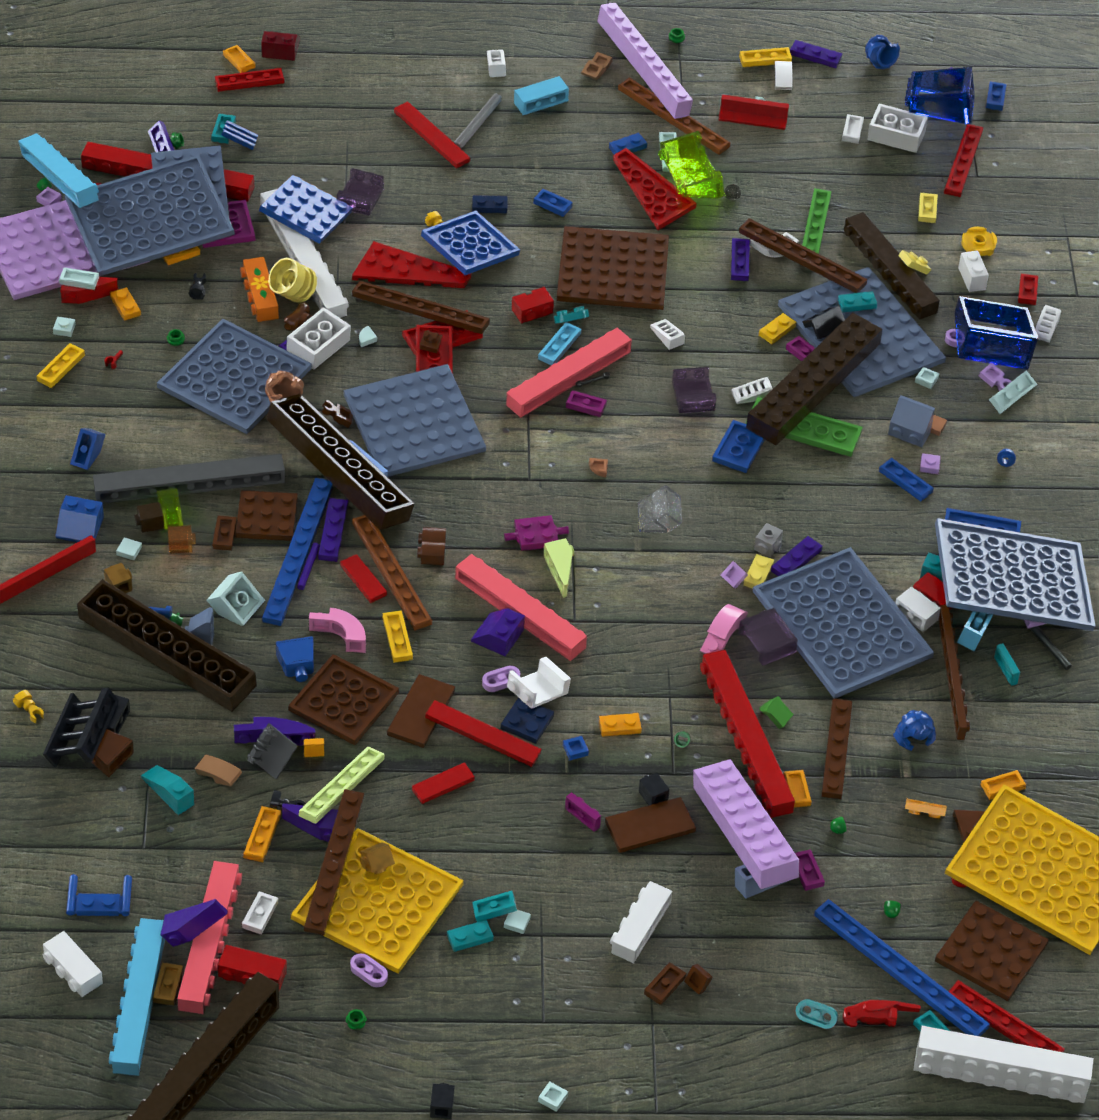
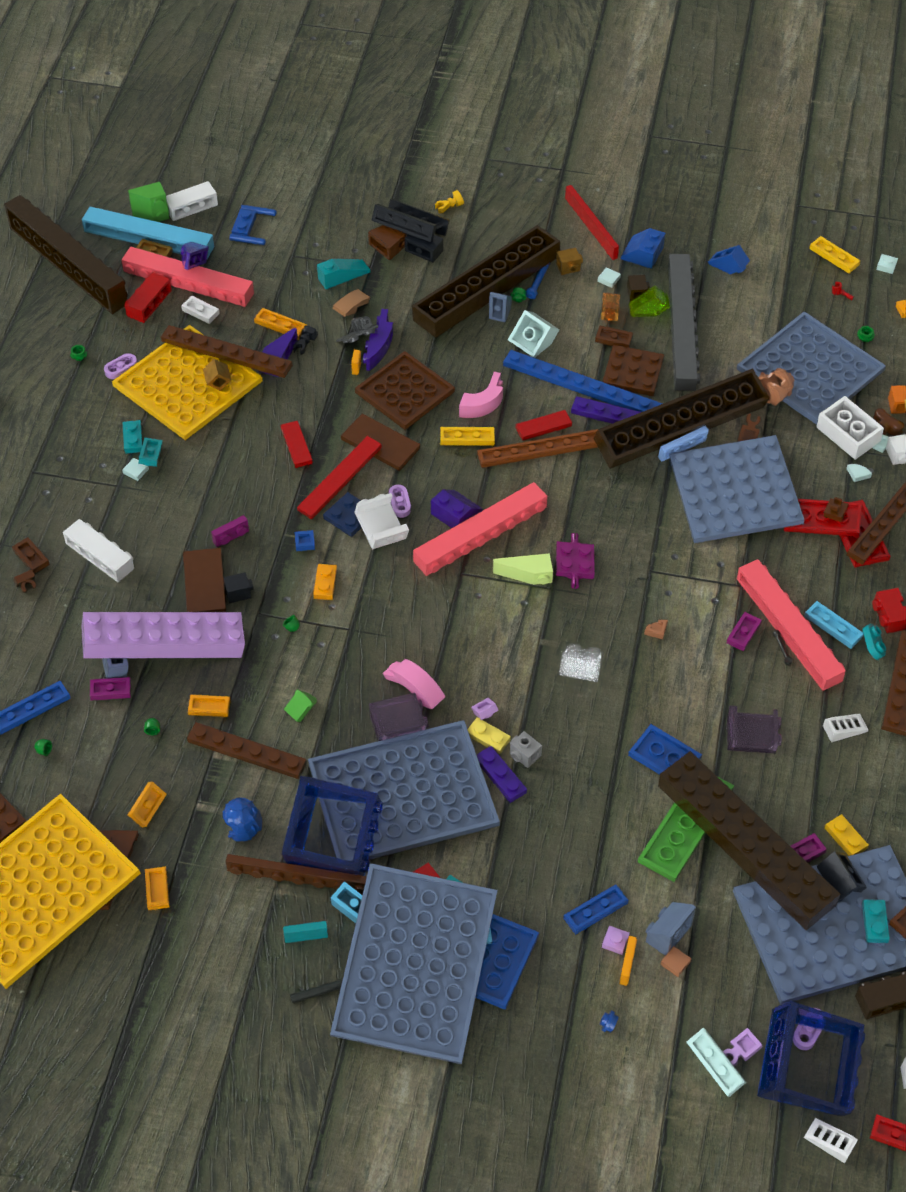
camera: 105 degrees right, 5 degrees up
(93, 994) = (149, 202): none -> bright green slope
(296, 657) = (457, 364): blue torso -> none
(308, 566) = (564, 389): dark purple bar -> none
(346, 779) = (307, 370): yellowish green tile -> none
(433, 546) = (570, 477): reddish brown brick -> none
(747, 734) = (283, 675): red brick -> none
(762, 385) = (750, 800): white slope -> none
(905, 674) = (300, 820): none -> clear blue windscreen
(918, 609) = (404, 858): white brick -> none
(927, 377) = (753, 974): light aqua tile -> none
(950, 450) = (628, 960): none -> light orange tile

